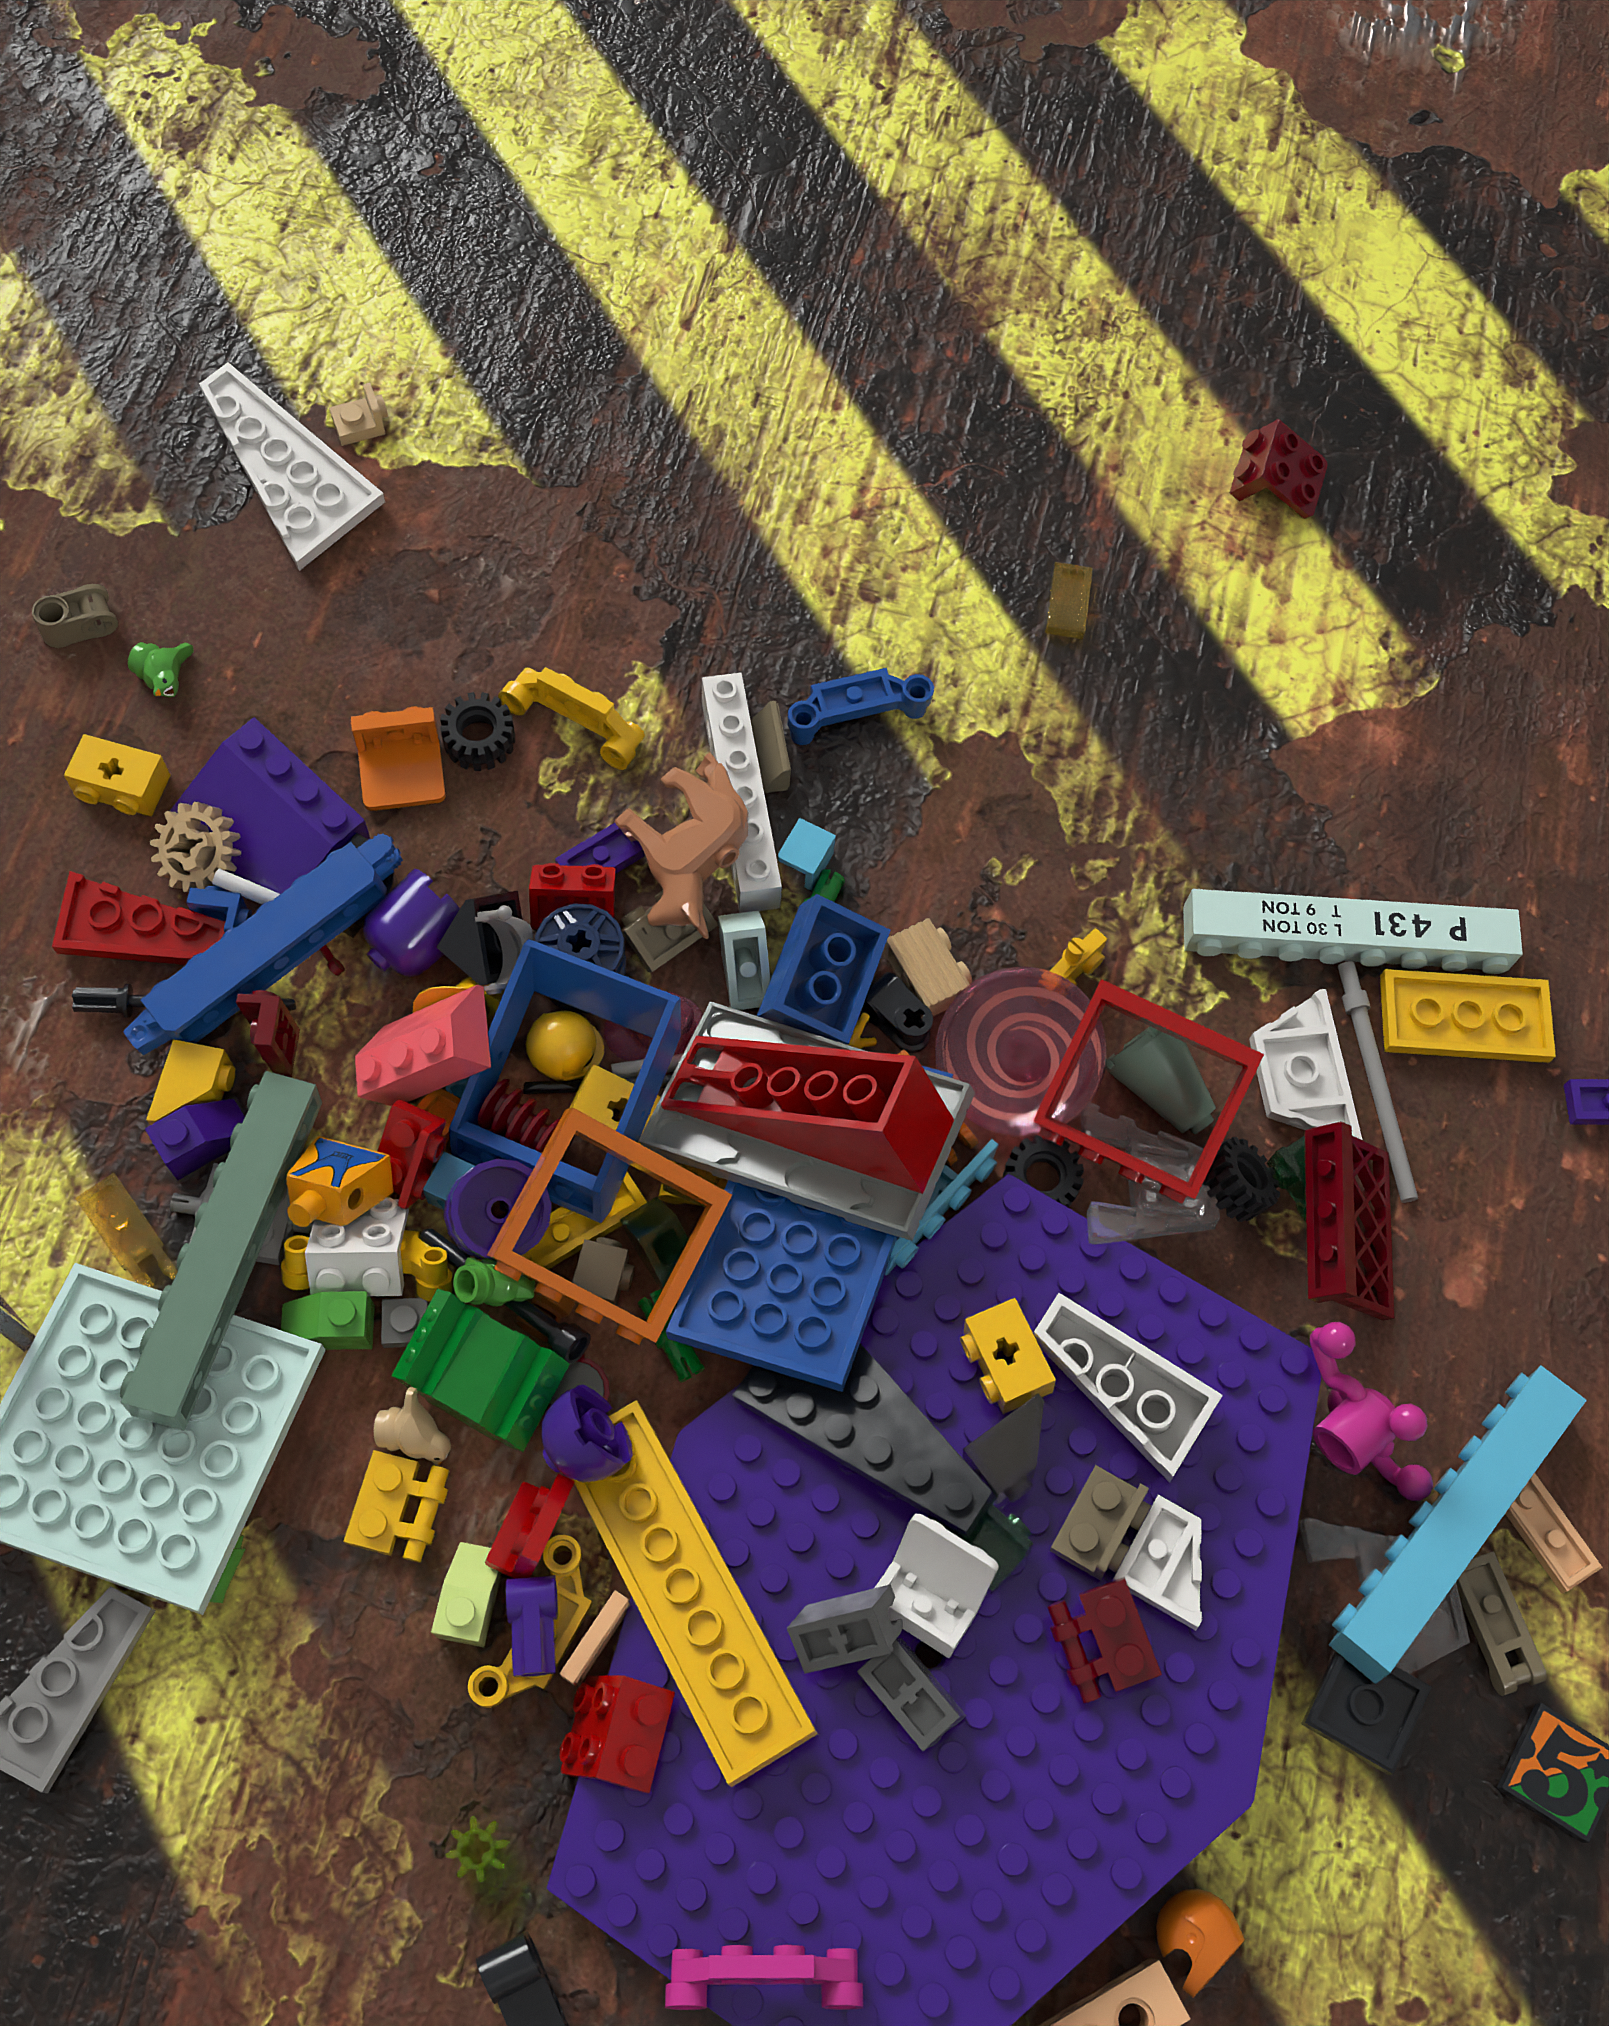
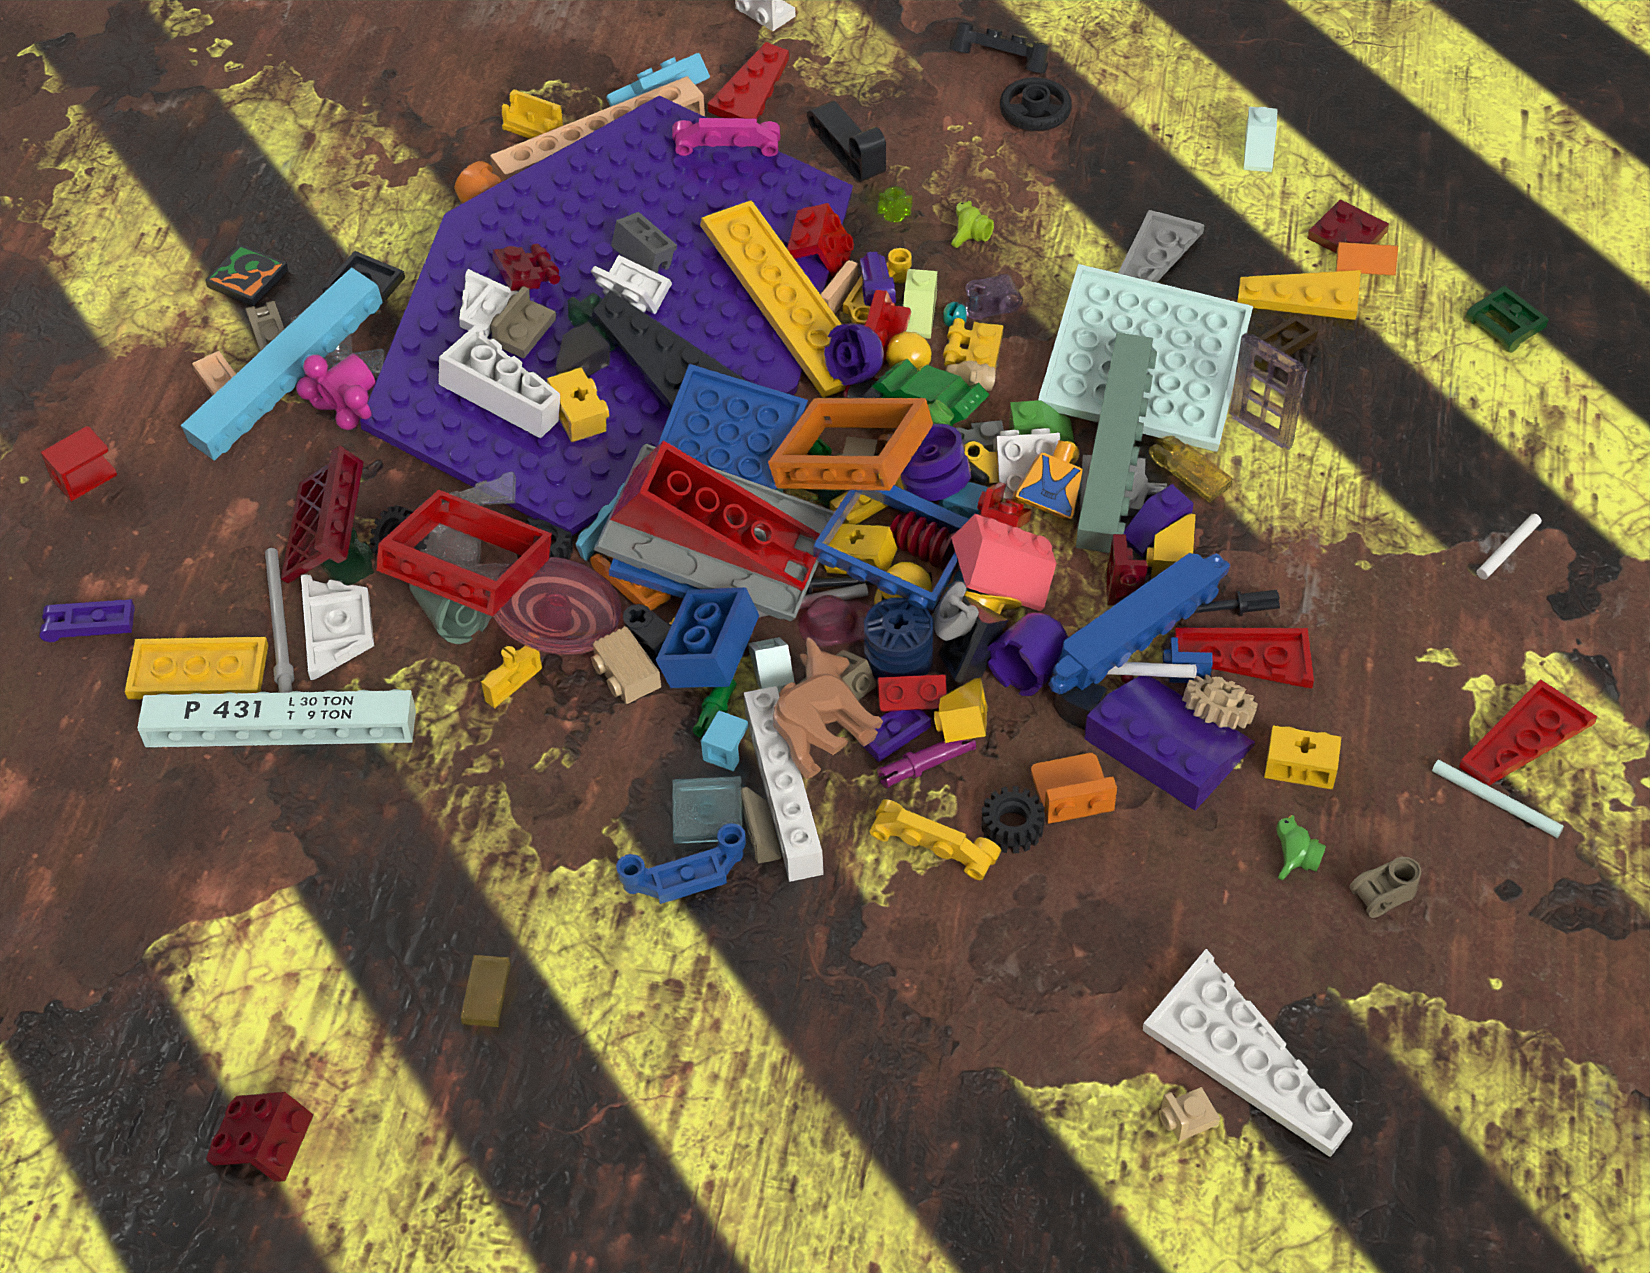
camera: 175 degrees left, 15 degrees down
(340, 1605) = (994, 295): none -> clear purple piece
(354, 1790) = (971, 224): none -> lime animal
(423, 1587) = (958, 310): none -> teal hinge
(500, 1482) = (908, 346): none -> yellow hair
(513, 849) = (963, 713): none -> yellow slope
(577, 812) = (914, 764): none -> magenta pin
(829, 781) = (704, 807): none -> clear light blue plate
(845, 1629) = (684, 263): dark grey hinge -> none

